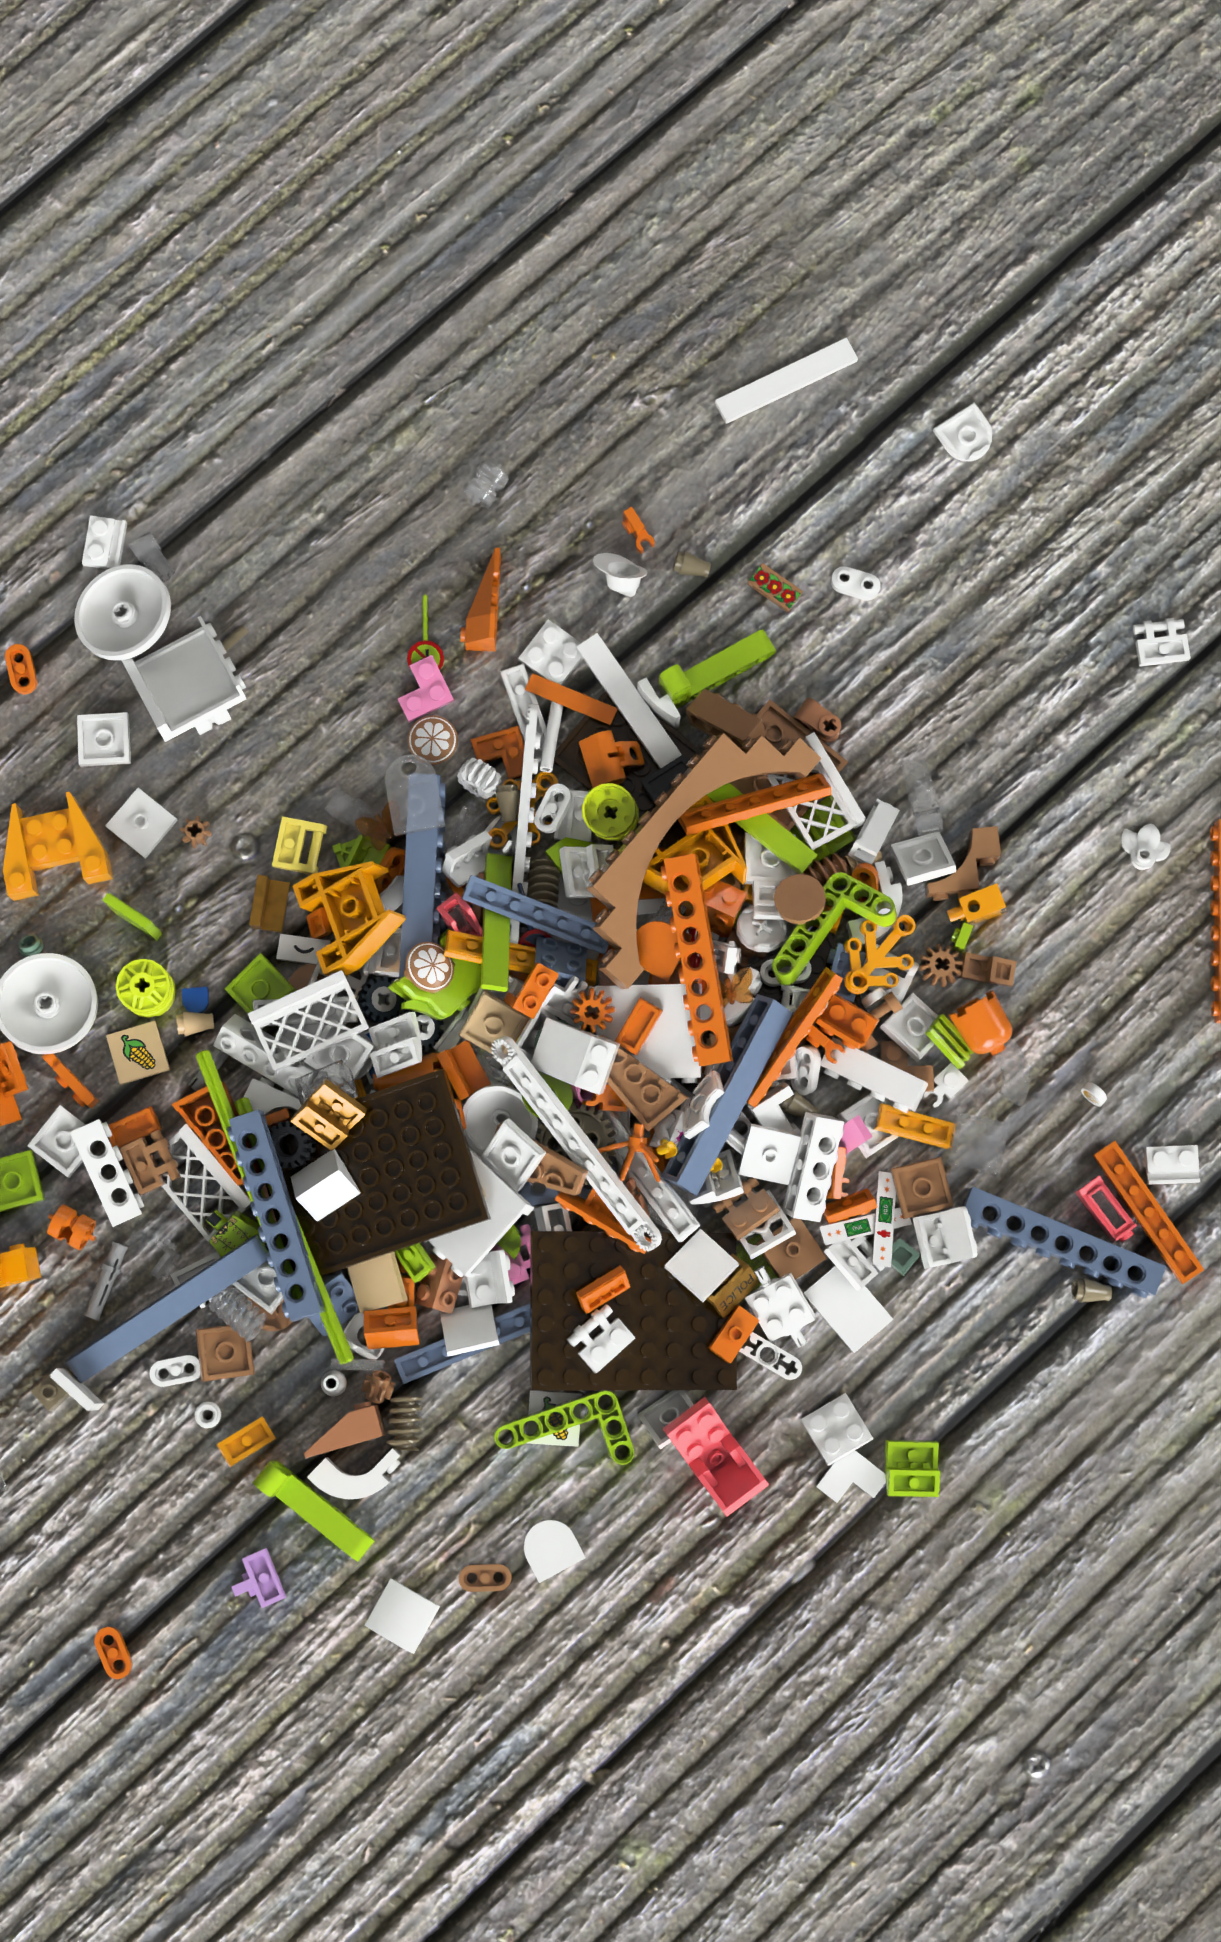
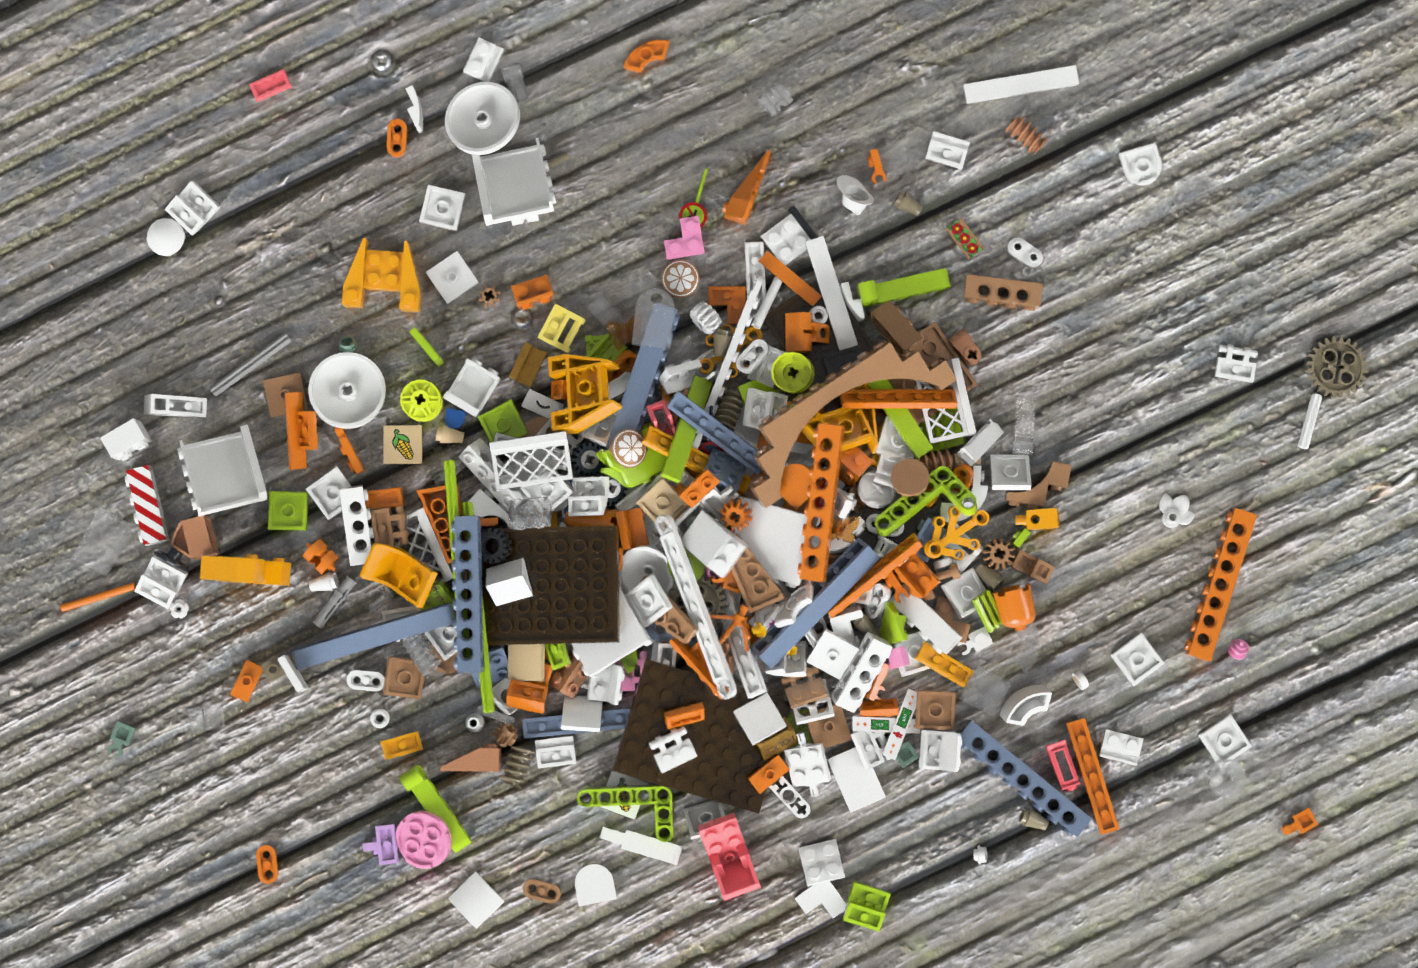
camera: 20 degrees right, 5 degrees up
(20, 1418) = (247, 681): none -> orange plate
(33, 625) = (416, 110): none -> white slope
(88, 1258) = (326, 582): none -> white cone
(178, 1216) = (400, 572): none -> light orange bracket
(207, 953) = (472, 387): none -> white panel
(250, 811) = (532, 292): none -> orange bracket
(307, 476) = (645, 54): none -> orange tile
(310, 1556) = (423, 839): none -> bright pink tile
(328, 1114) = (526, 533): slope -> none
(346, 1486) = (460, 796): white arch -> none
(449, 1389) = (555, 752): none -> white plate
(563, 624) = (802, 222): none -> black piece
(599, 1476) = (643, 845): none -> white piece
(624, 726) = (822, 310): none -> white plate
(638, 1026) = (765, 536): orange tile -> none
(720, 485) = (947, 150): none -> white plate
(812, 438) = (1026, 134): none -> nougat piece
(835, 1094) = (893, 625): none -> lime slope
(879, 625) = (1032, 290): none -> medium nougat brick
(938, 998) = (990, 577): none -> dark tan cone
(1034, 1144) = (1025, 703): none -> white brick
(1037, 1356) = (980, 854): none -> white plate
(1156, 1046) = (1137, 659): none -> white tile

